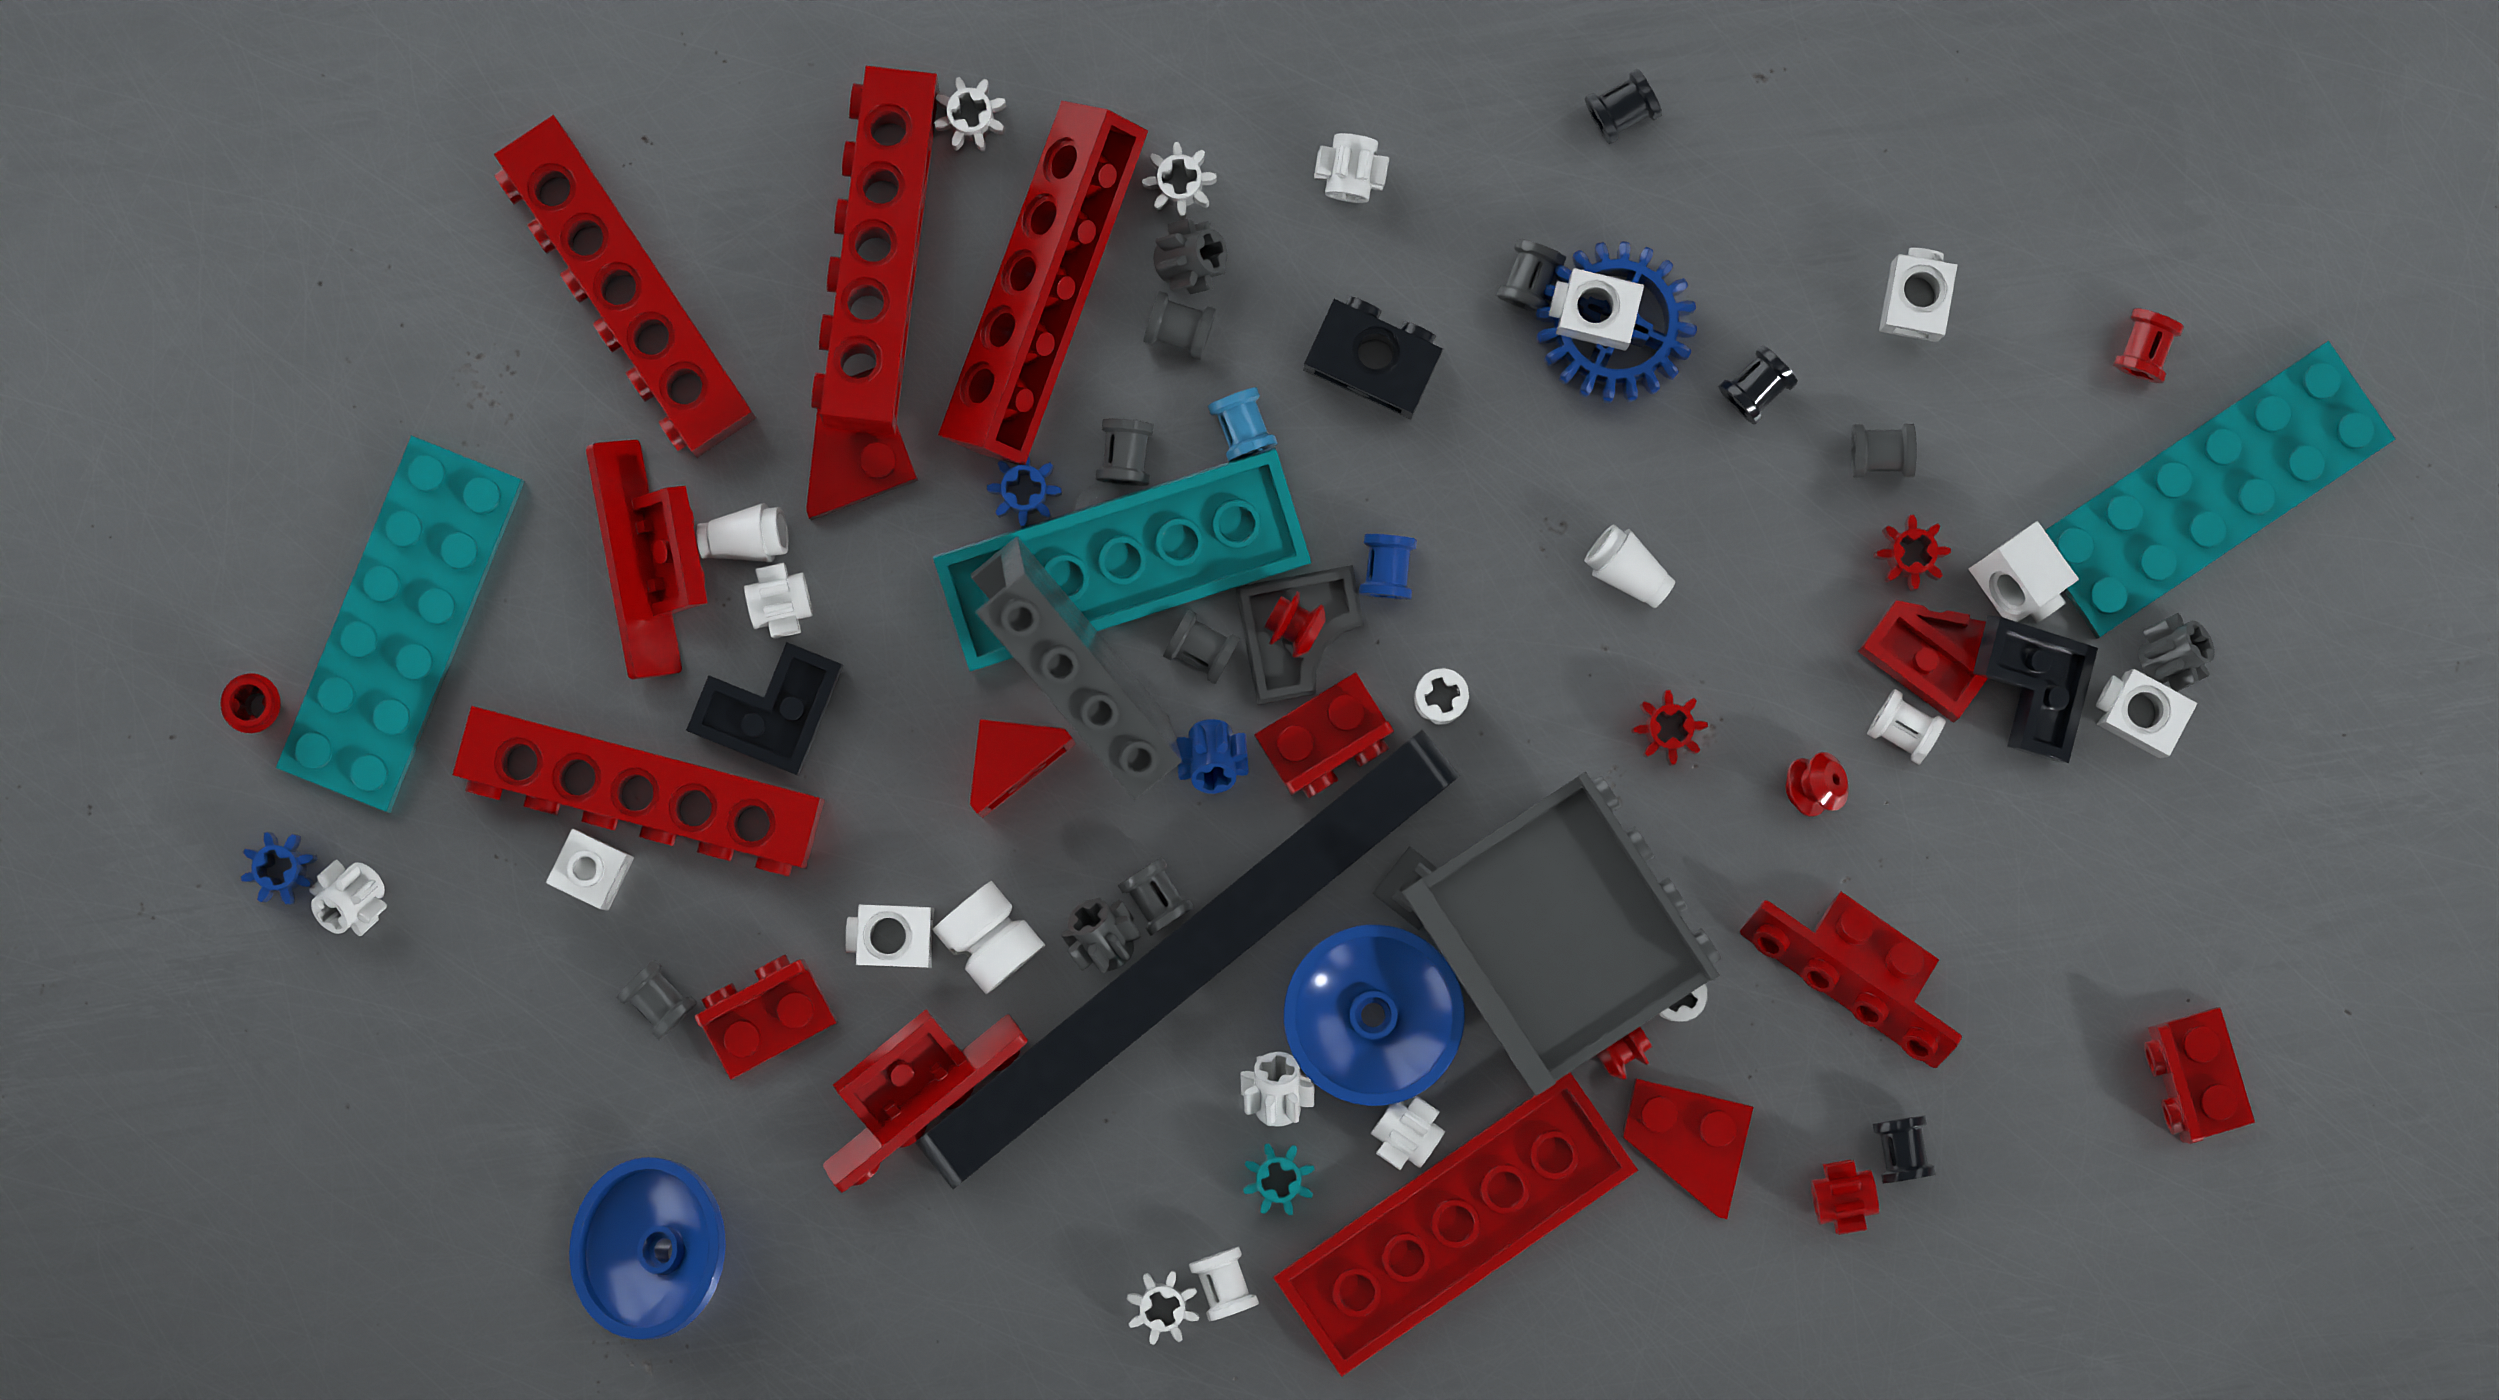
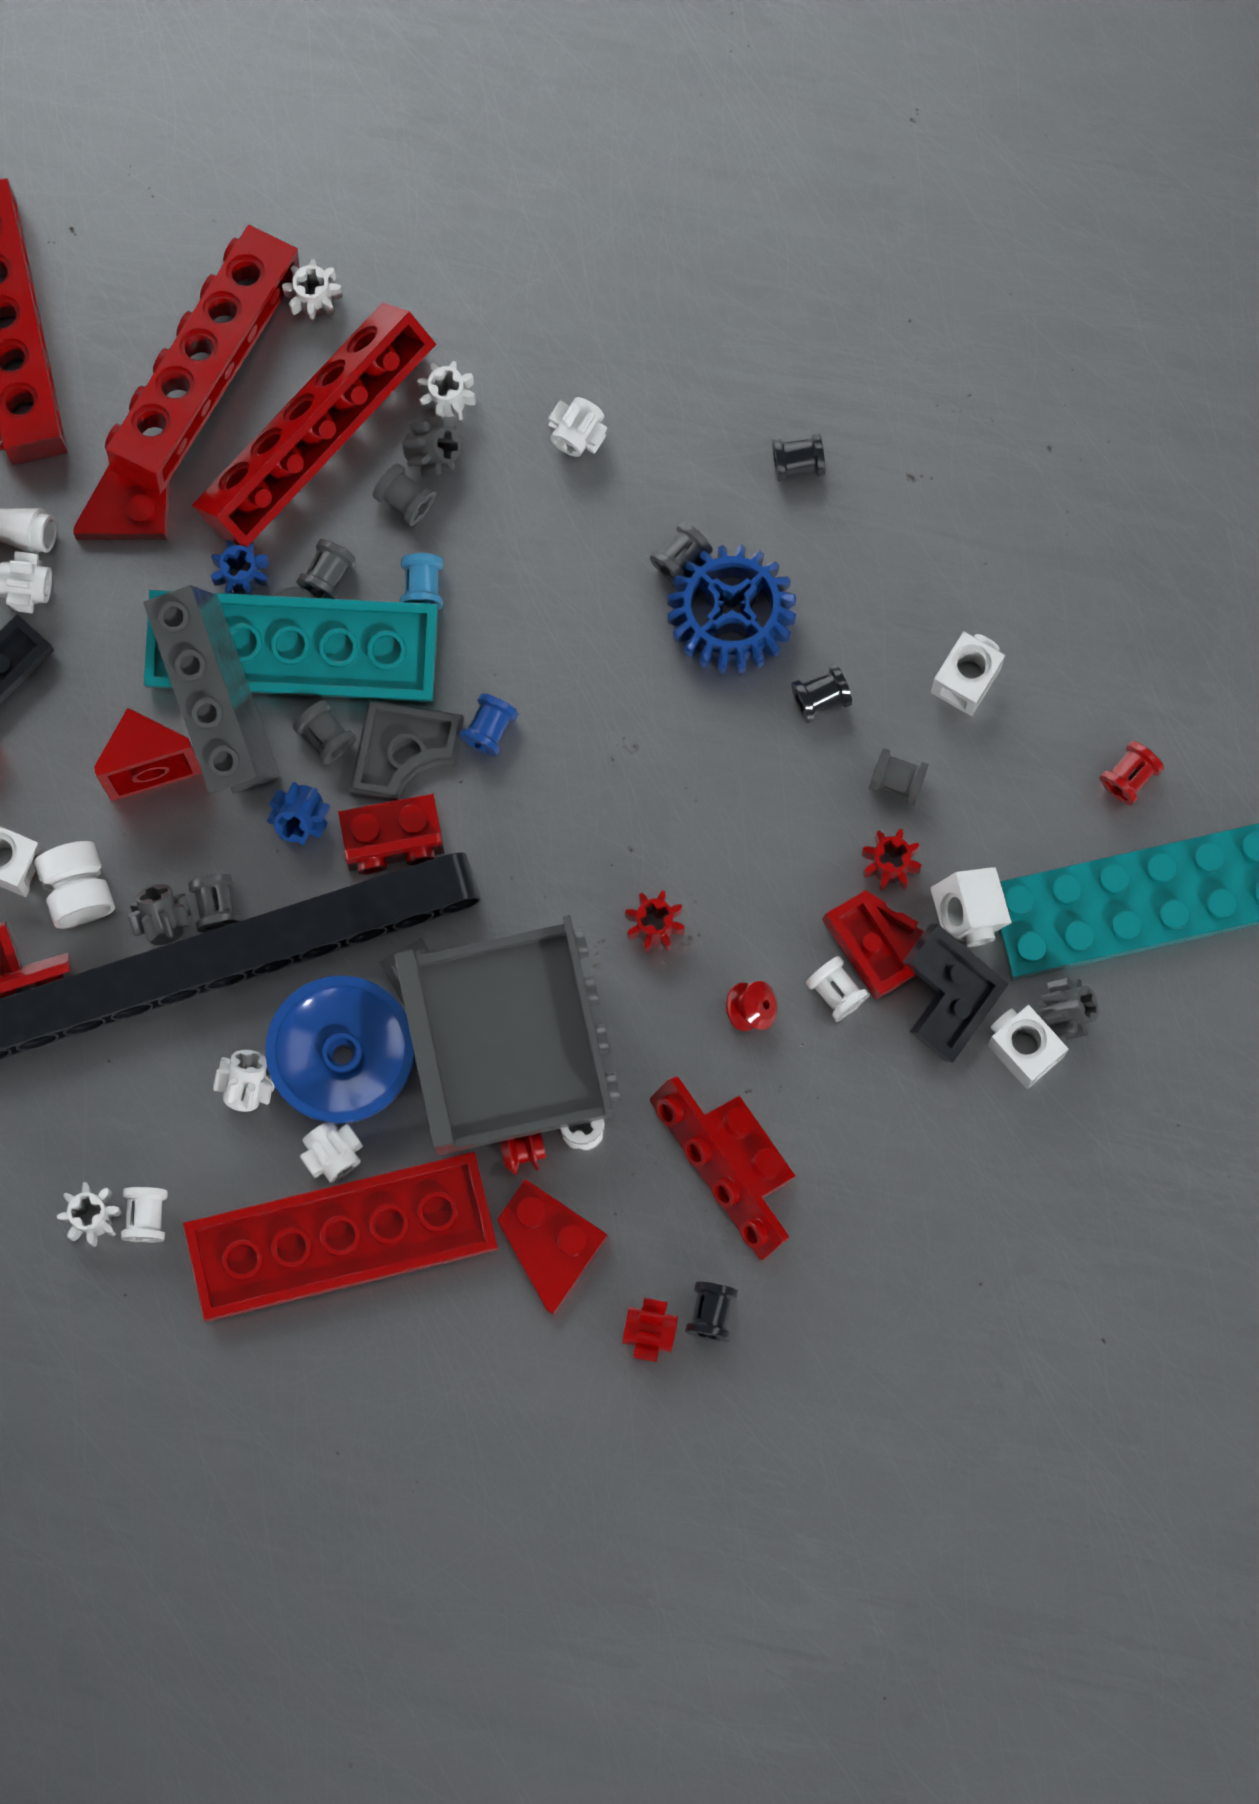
camera: 25 degrees right, 10 degrees down
(1270, 1194) = (208, 1140): teal gear -> none
(1295, 624) = (399, 736): red wheel -> none
(1337, 361) = (548, 594): black brick -> none
(1449, 679) = (477, 828): white bush -> none
(1623, 300) = (721, 603): white brick -> none
(1629, 566) = (671, 792): white cone -> none
(2198, 1075) = (966, 1343): red bracket -> none

